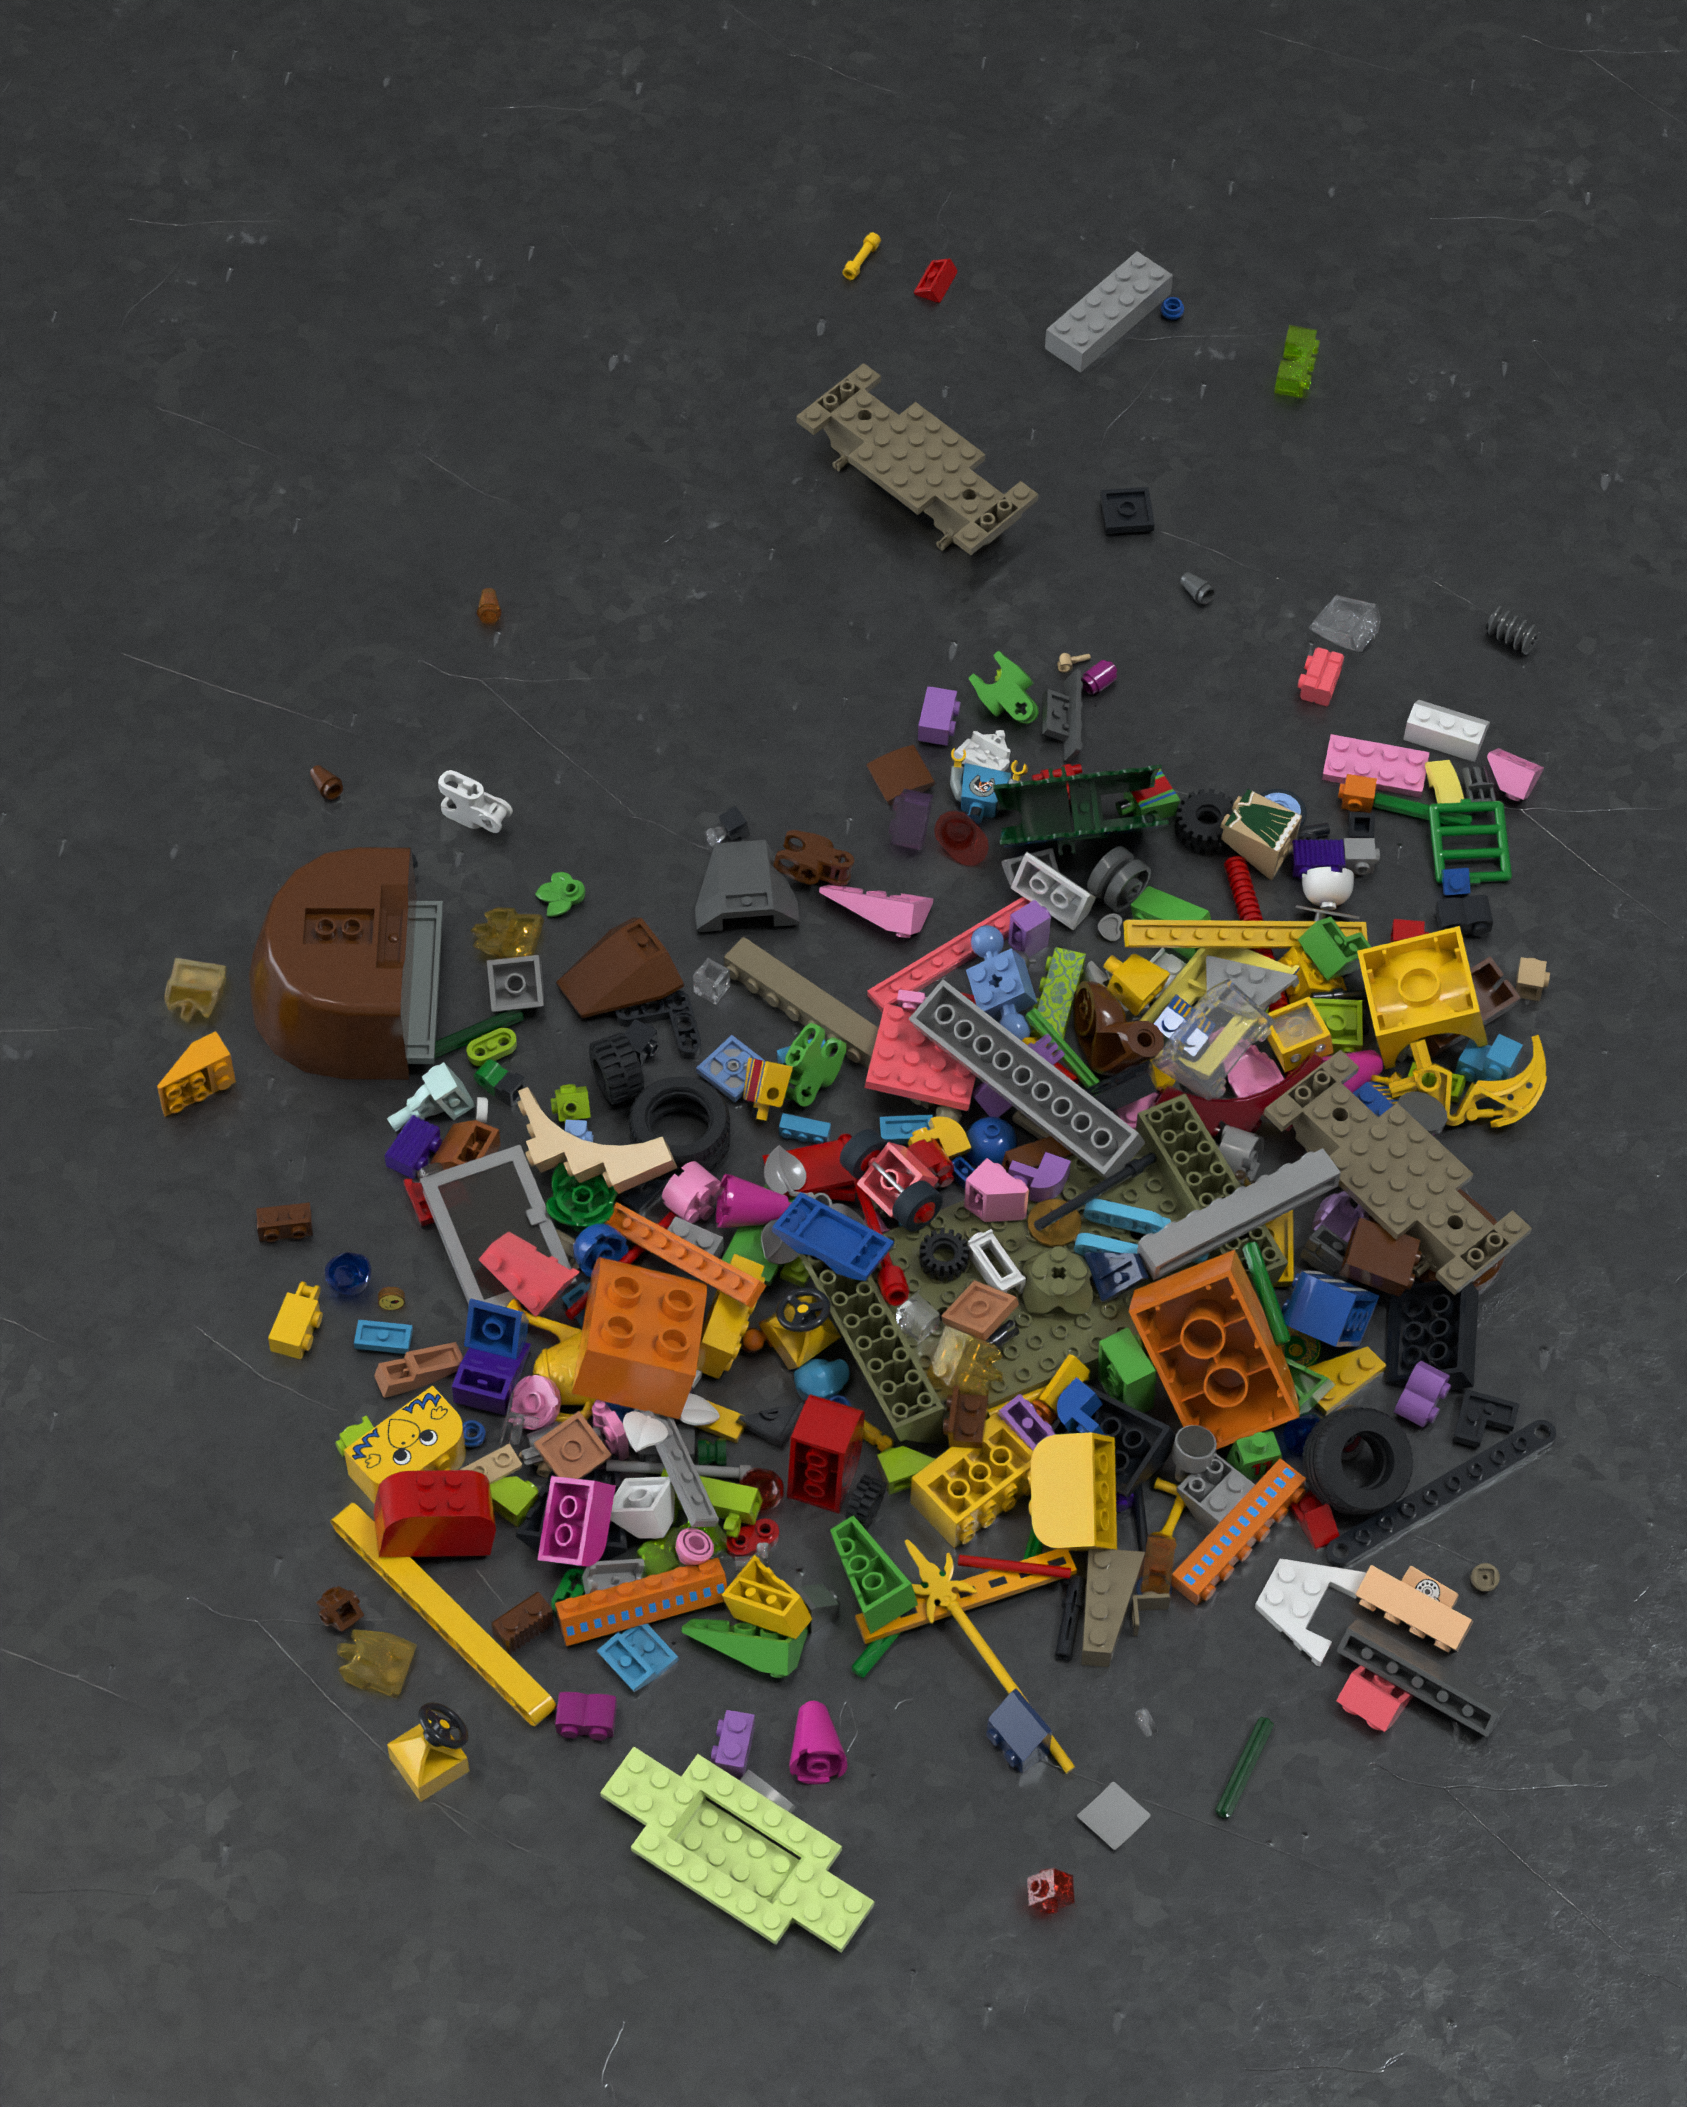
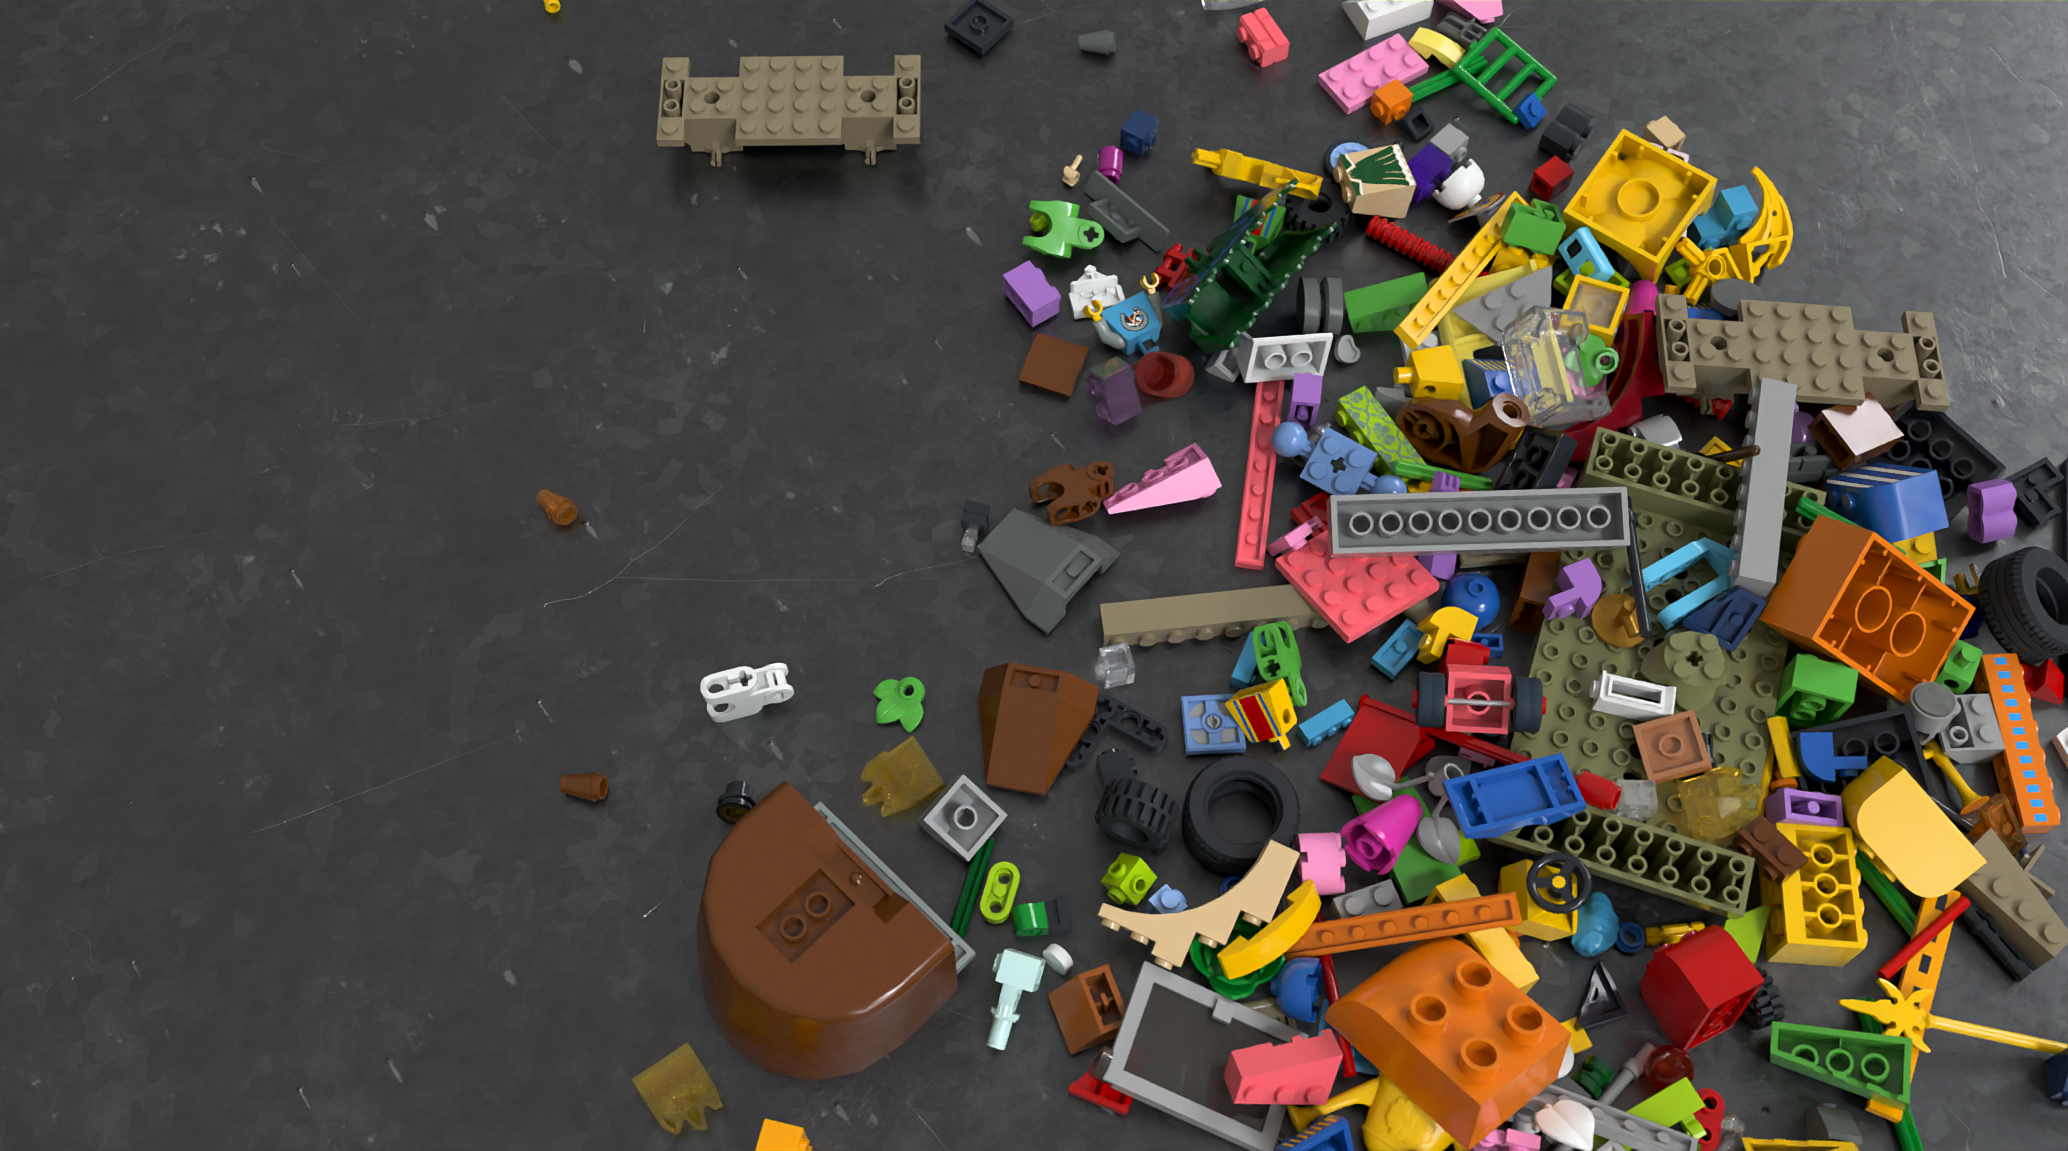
camera: 45 degrees left, 5 degrees up
(413, 1147) = (1040, 1050): dark purple brick -> none
(614, 1200) = (1277, 937): none -> yellow slope
(944, 1241) = (1596, 715): black tyre -> none
(995, 1194) = (1568, 637): bright pink slope -> none
(1146, 671) = (1139, 132): none -> dark blue brick
(1191, 766) = (1265, 173): none -> yellow piece
(1259, 1064) = (1590, 354): none -> bright green plate
(1338, 996) = (1590, 251): none -> medium azure piece

